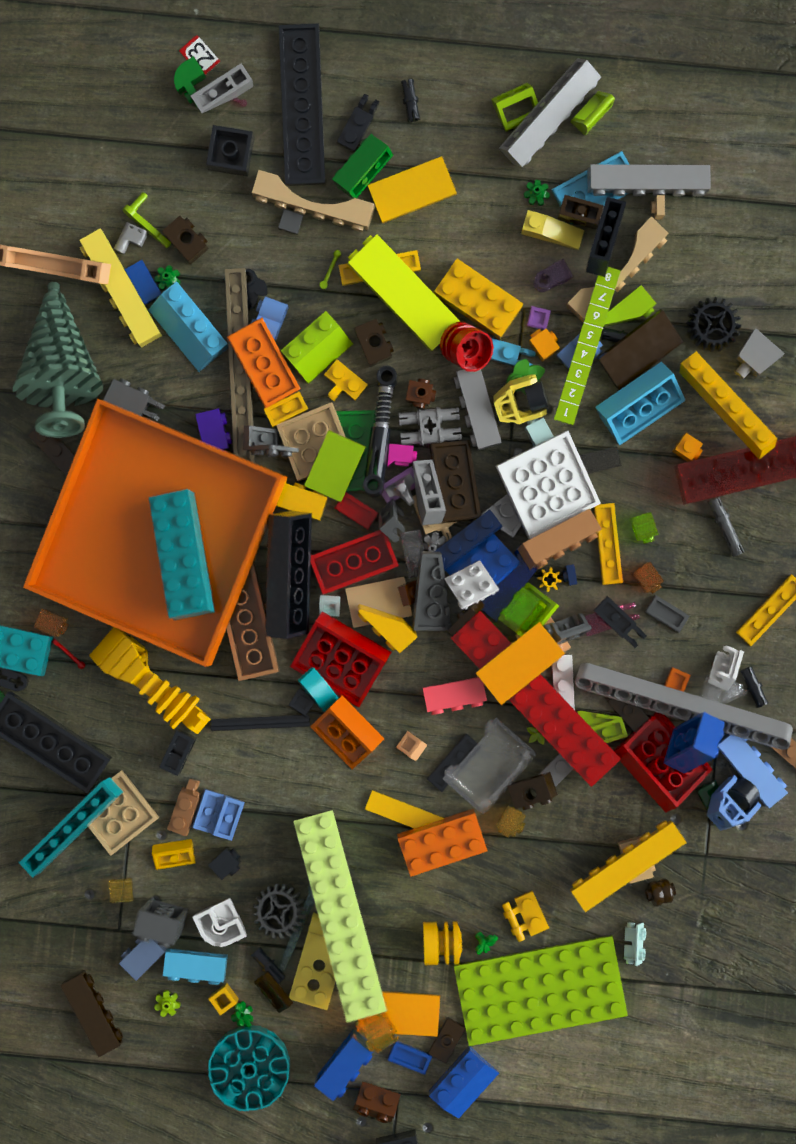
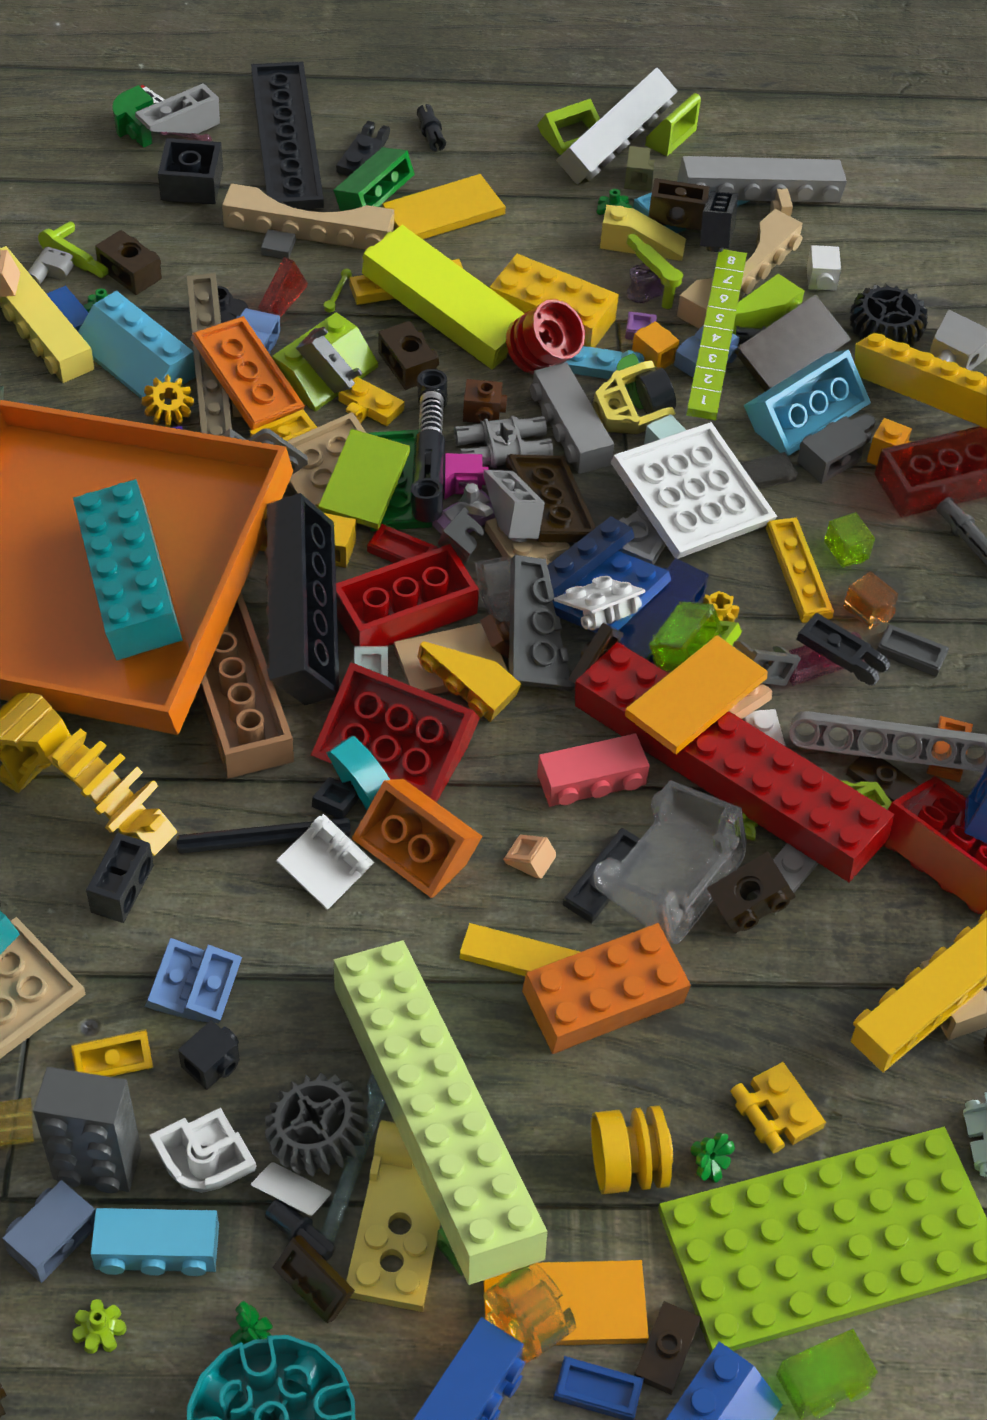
camera: 15 degrees left, 35 degrees down
(185, 808) = (133, 974): medium nougat hinge -> none
(217, 383) = (156, 404): none -> yellow gear
(223, 999) = (214, 1292): yellow brick -> none
(264, 944) = (291, 1188): none -> white sticker
(293, 276) = (283, 289): none -> clear red wing
(294, 746) = (325, 861): none -> white hinge
(318, 357) = (327, 361): none -> dark grey hinge
(511, 821) = (722, 949): clear yellow brick -> none
(523, 1064) = (827, 1375): none -> clear neon green brick
(560, 157) = (639, 169): none -> olive brick
(560, 539) = (724, 548): medium nougat brick -> none
(562, 287) = (667, 273): none -> lime piece
(569, 575) = (750, 603): dark blue plate -> none
(652, 445) = (835, 447): none -> dark grey hinge
(677, 272) = (823, 268): none -> white brick

